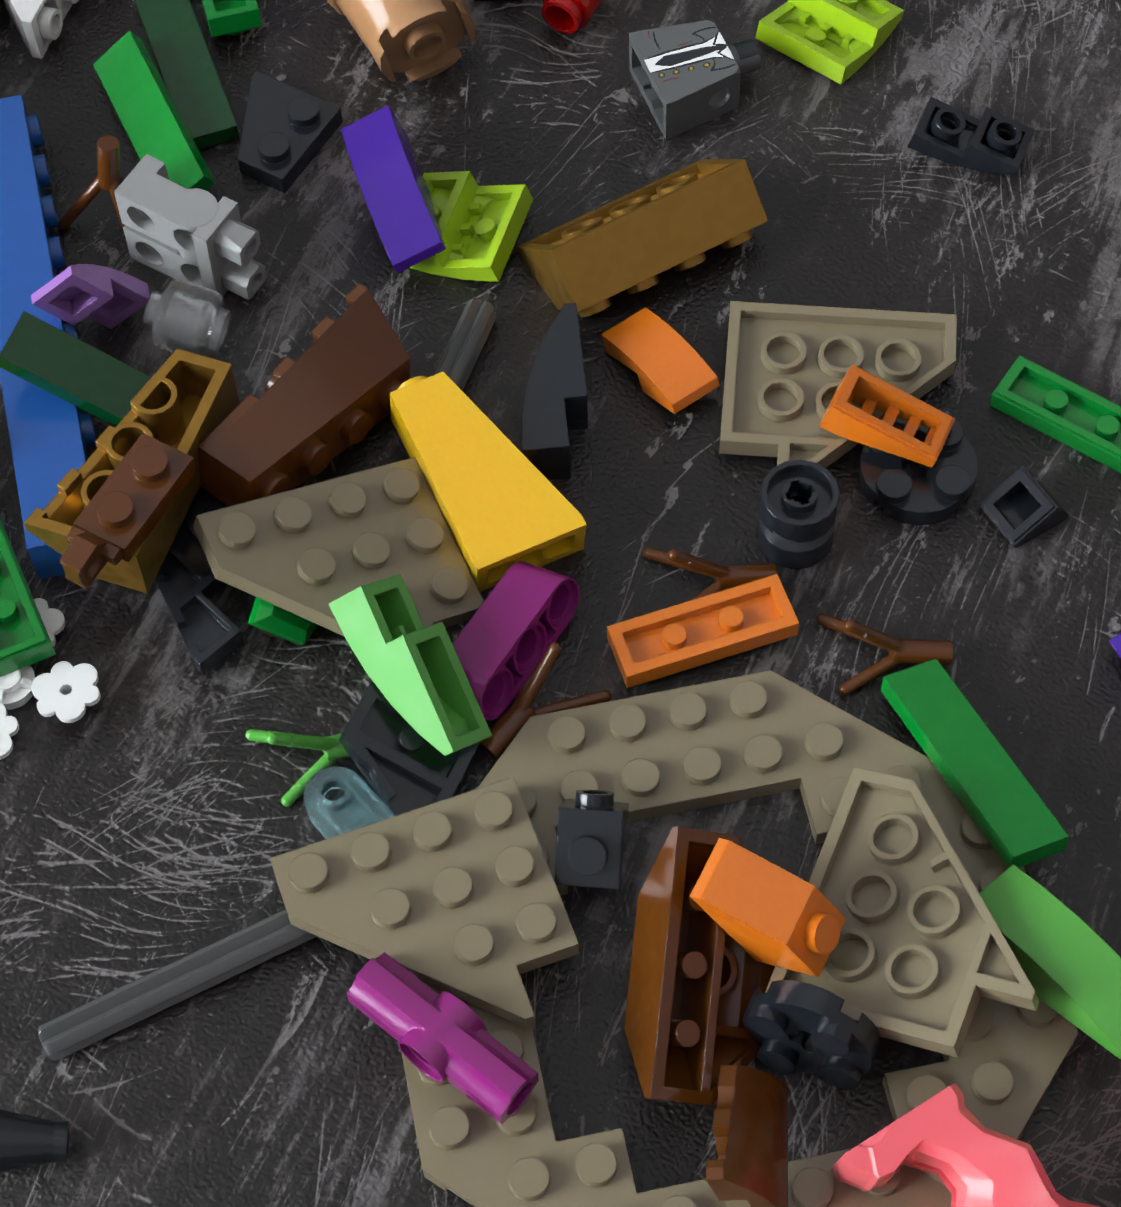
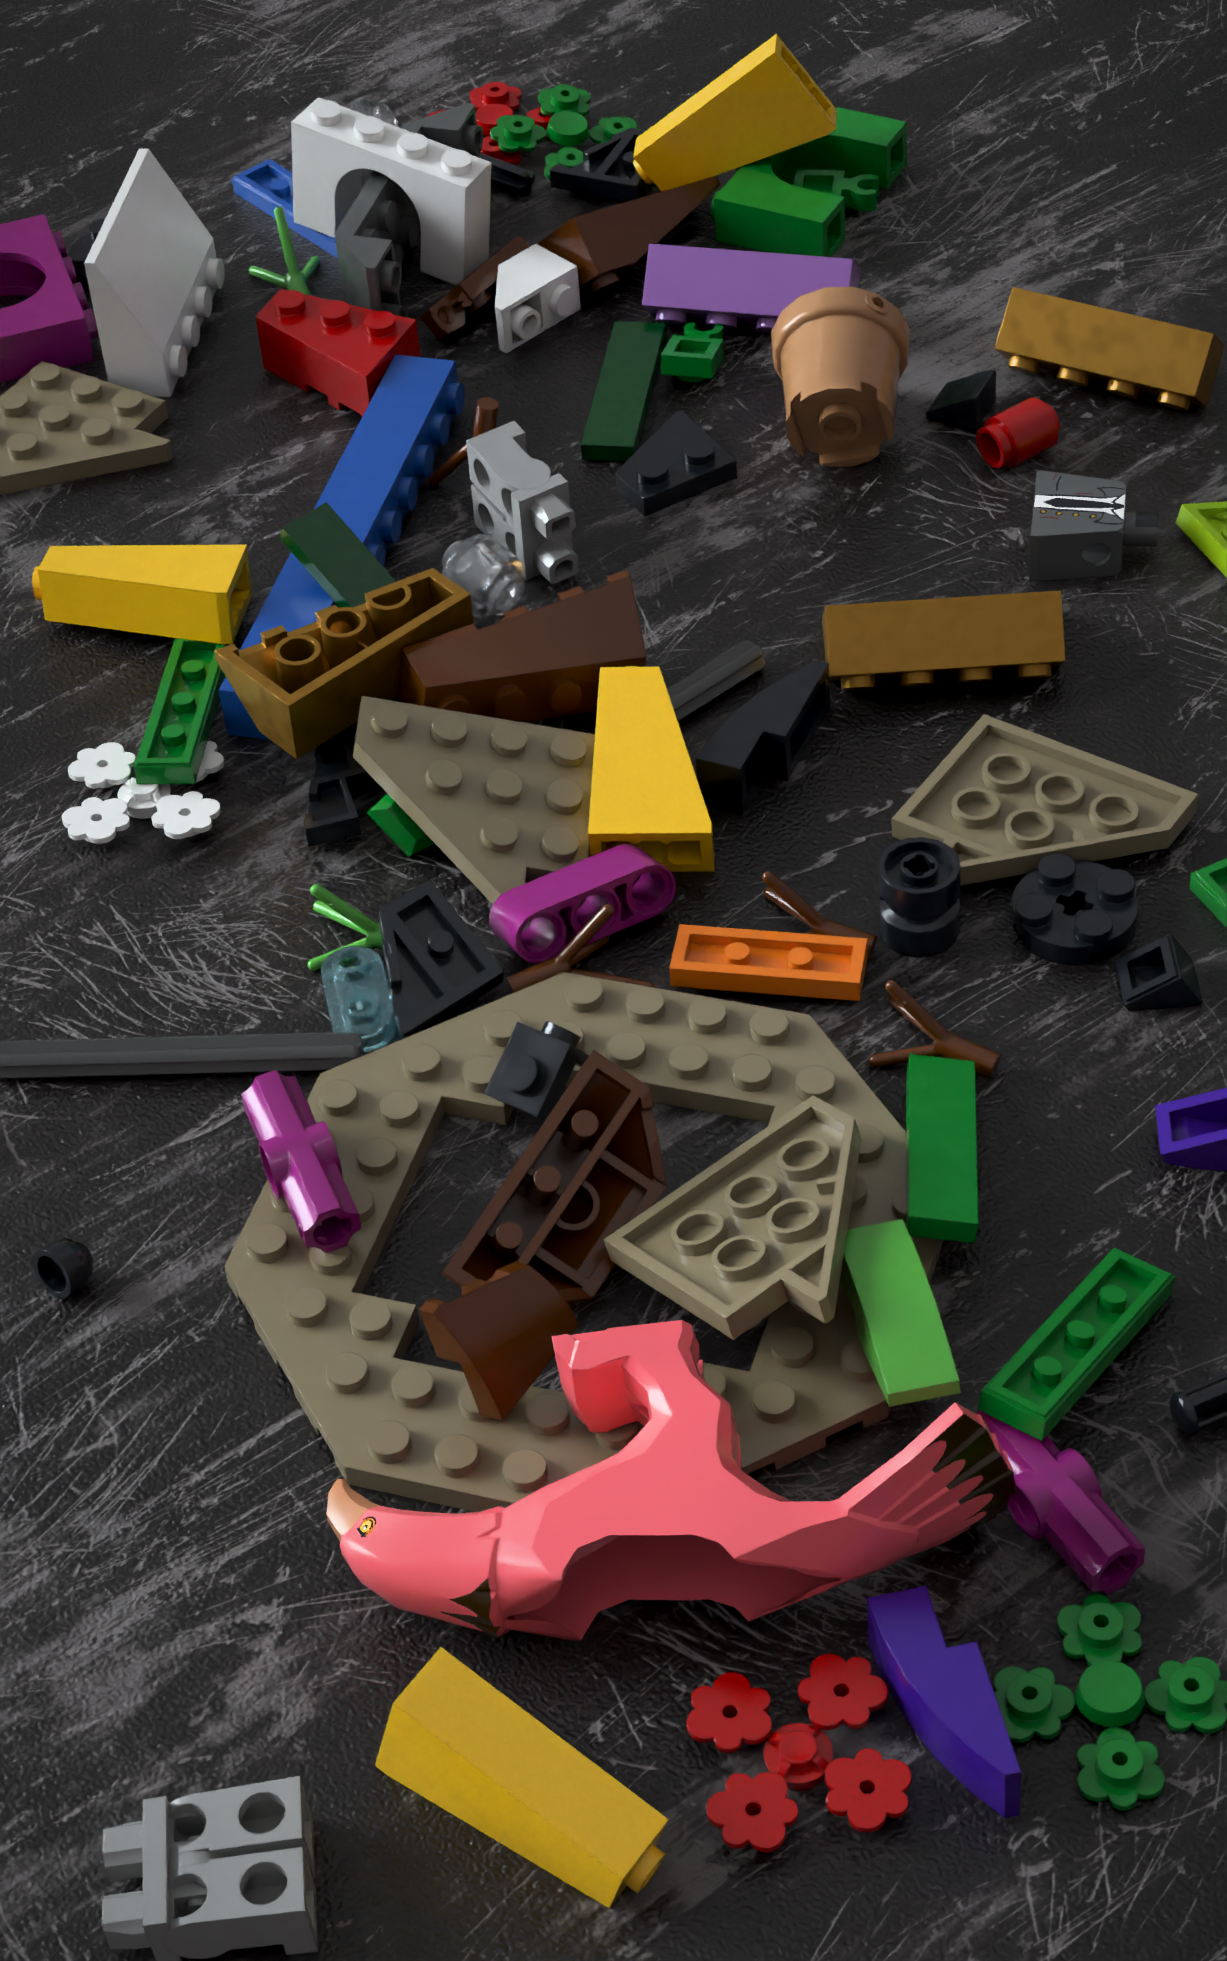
camera: 30 degrees right, 15 degrees down
(92, 293) = (398, 513): medium lavender slope -> none
(126, 508) = (299, 664): reddish brown hinge -> none
(150, 112) = (564, 413): green tile -> none
(393, 188) = (732, 529): dark purple slope -> none
(411, 664) = (473, 874): bright green slope -> none
(443, 892) = (381, 1064): dark tan wing -> none
(475, 224) = (780, 585): lime slope -> none
(662, 358) = (887, 743): orange slope -> none
(768, 909) = (634, 1150): orange slope -> none
(806, 1031) = (617, 1275): black plate -> none
(876, 394) = (1045, 810): orange slope -> none

